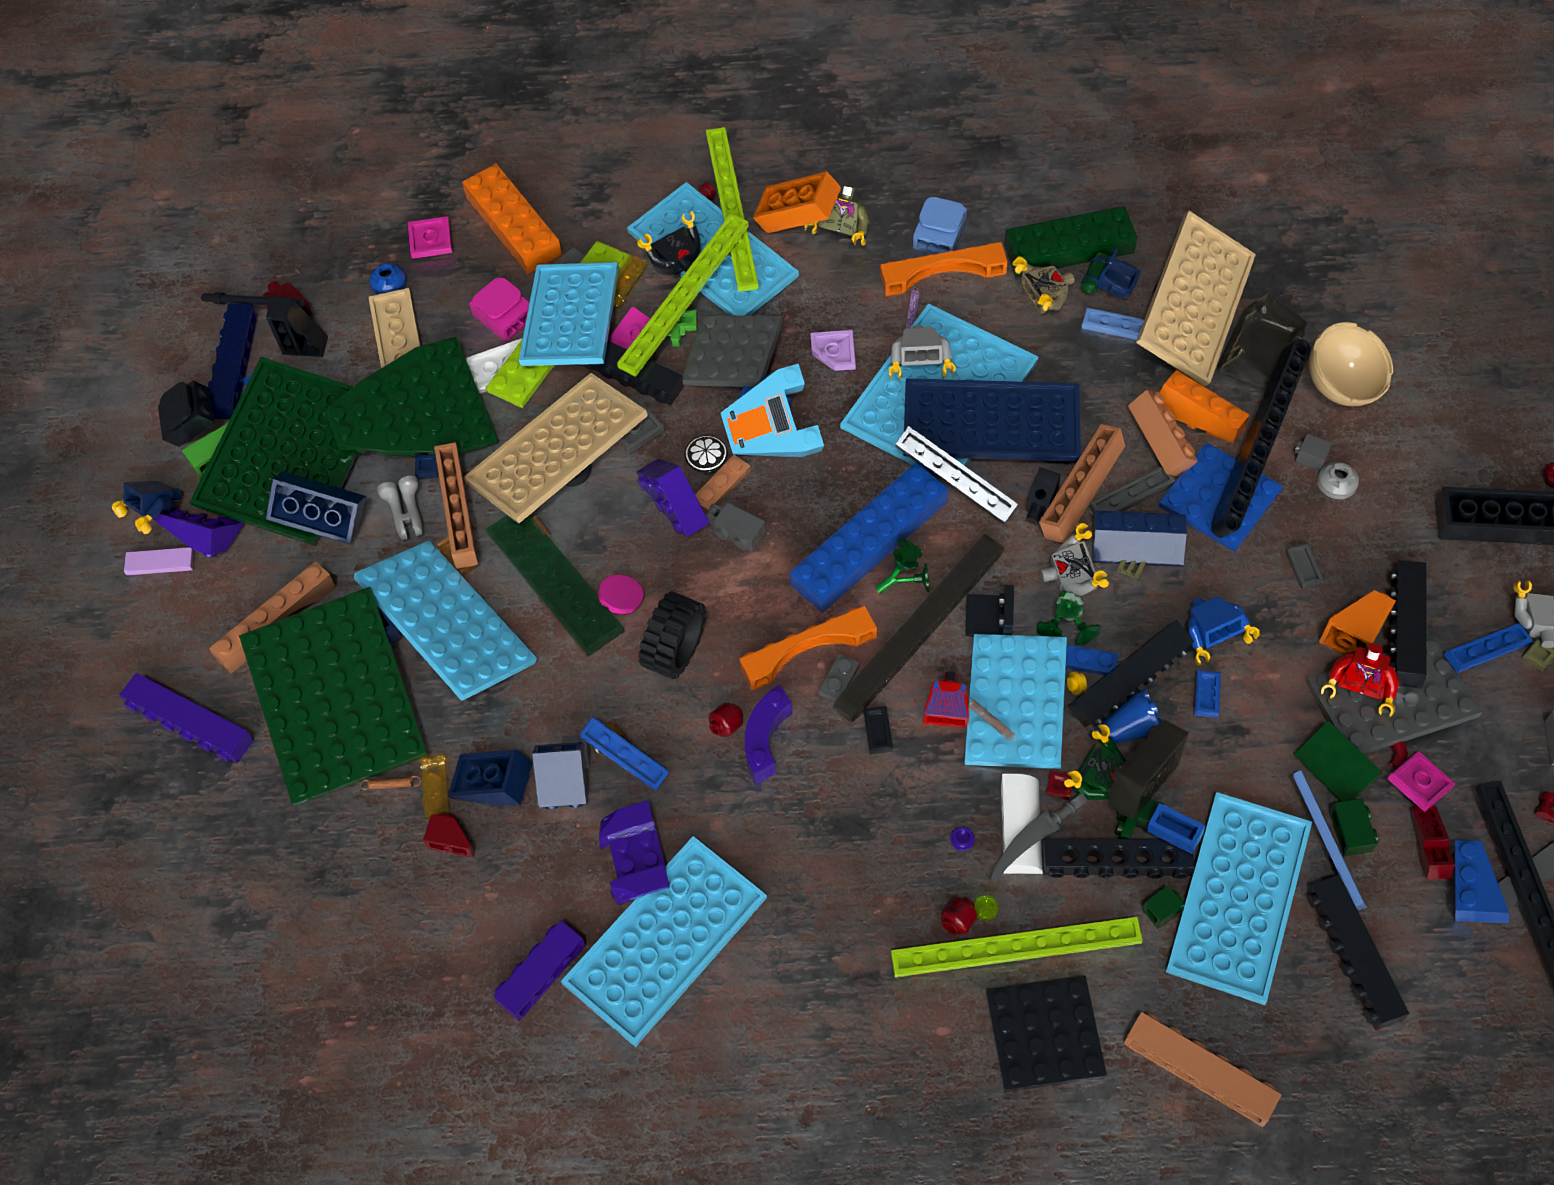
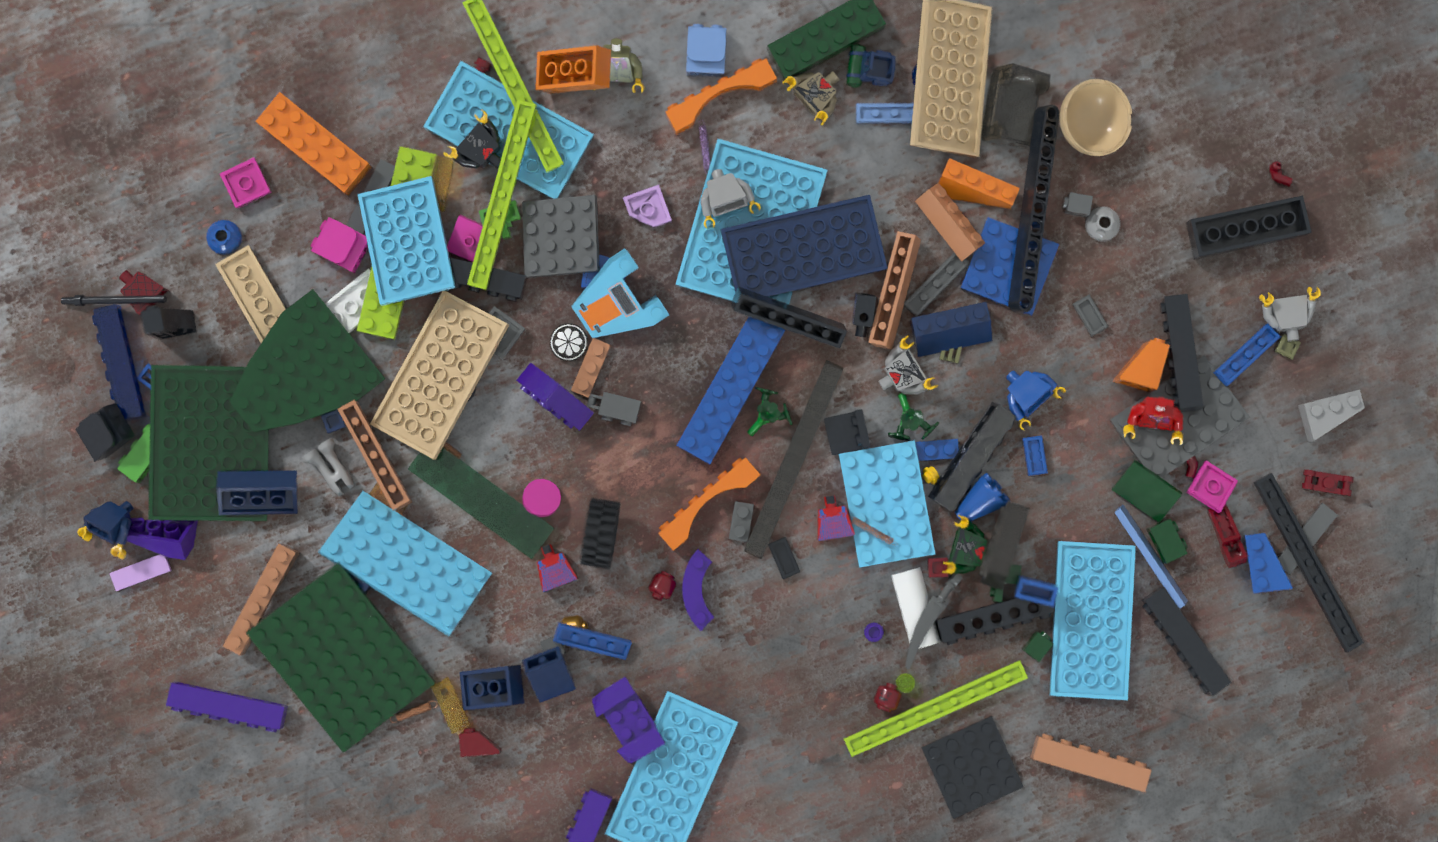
camera: 20 degrees left, 25 degrees up
(608, 672) = (554, 569): none -> torso

